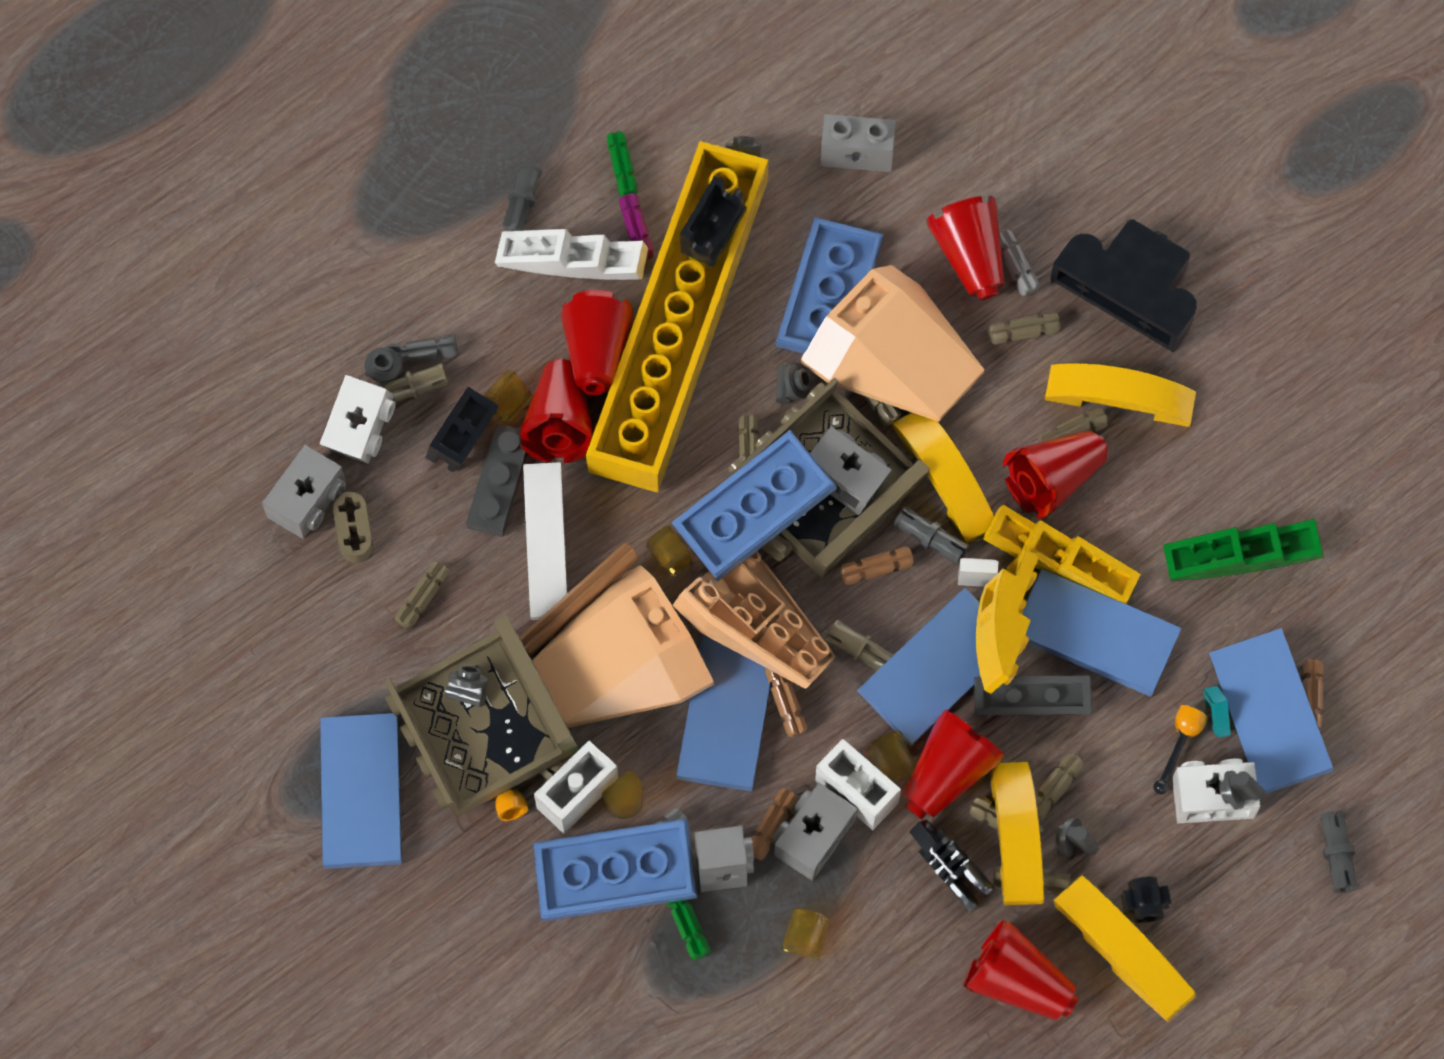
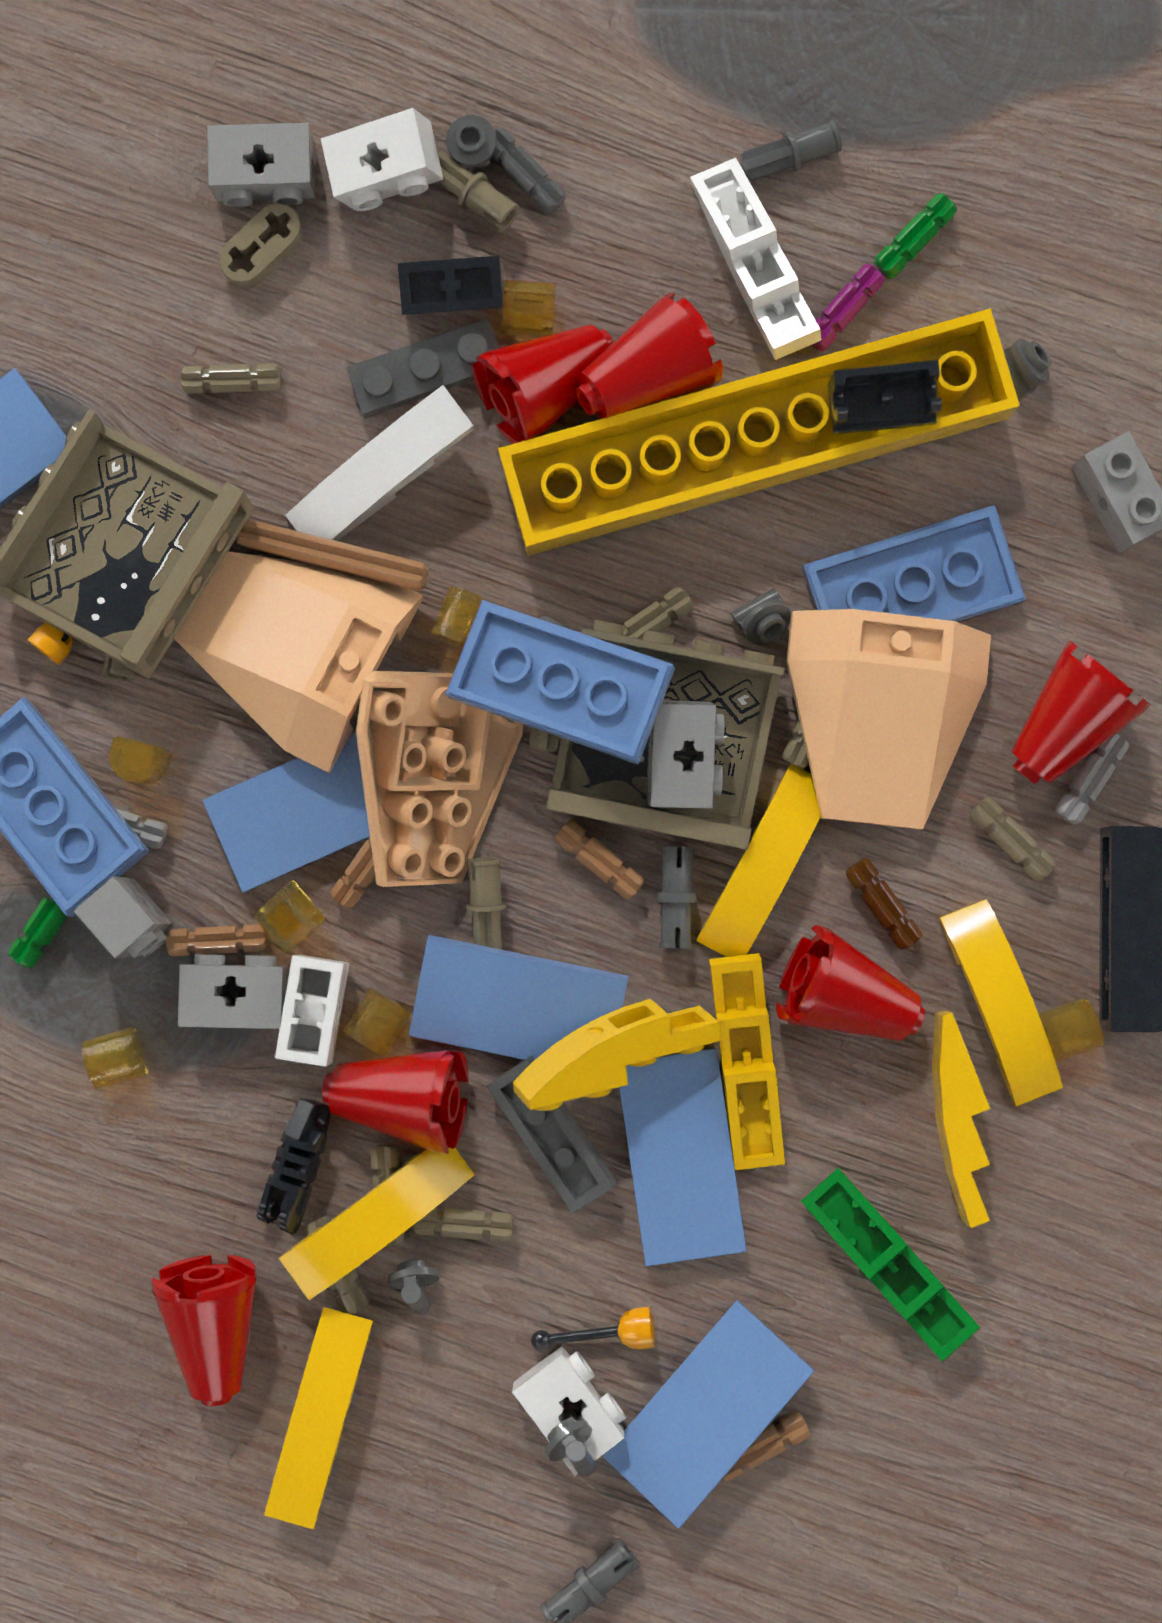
camera: 55 degrees right, 20 degrees up
(467, 686) = (146, 504): dark grey plate -> none
(576, 787) = (107, 702): white brick -> none
(788, 766) = (290, 916): none -> clear yellow brick
(976, 571) = (662, 980): white tile -> none
(1015, 421) = (883, 904): none -> reddish brown axle
(1095, 421) = (919, 977): dark tan axle -> none
(1146, 899) = (389, 1408): black gear -> none
(1161, 450) = (956, 1099): none -> yellow slope
(1164, 360) = (1072, 1029): none -> clear yellow brick
(1219, 707) = (673, 1353): teal tile -> none

